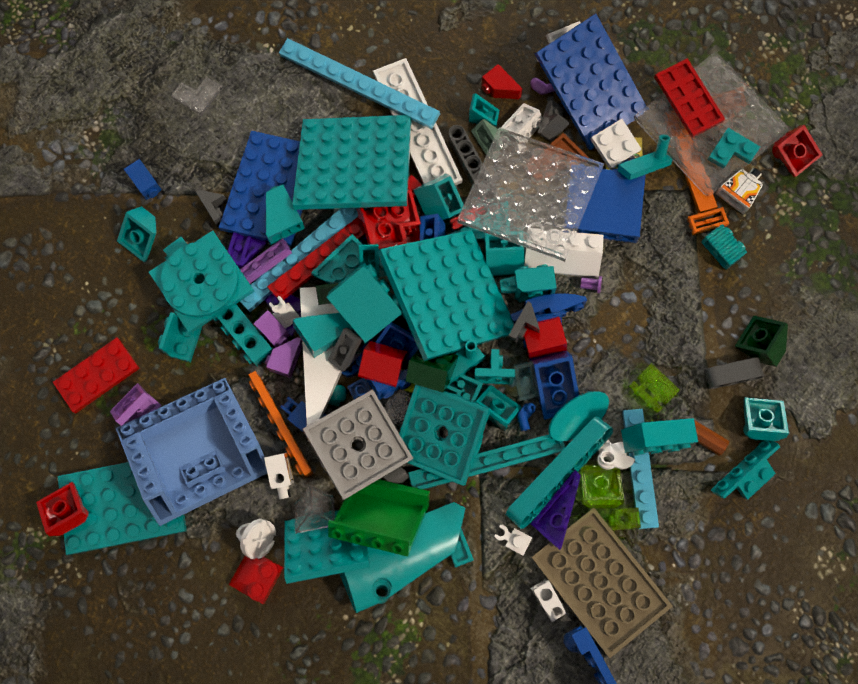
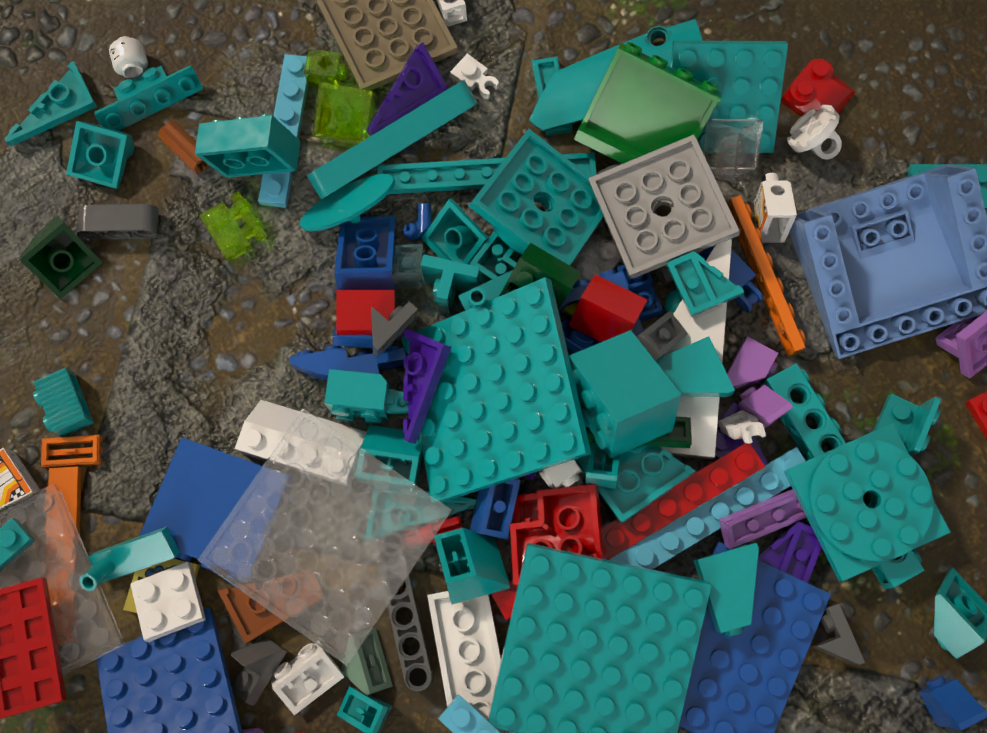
camera: 170 degrees left, 0 degrees up
(323, 391) = (701, 284): none -> teal wing
(495, 300) = (421, 378): none -> dark purple wing
(589, 283) = (273, 388): medium lavender piece -> none
(615, 454) = (311, 150): white plate -> none
(773, 498) = (128, 57): none -> white head
(808, 455) = (59, 104): none -> teal wing

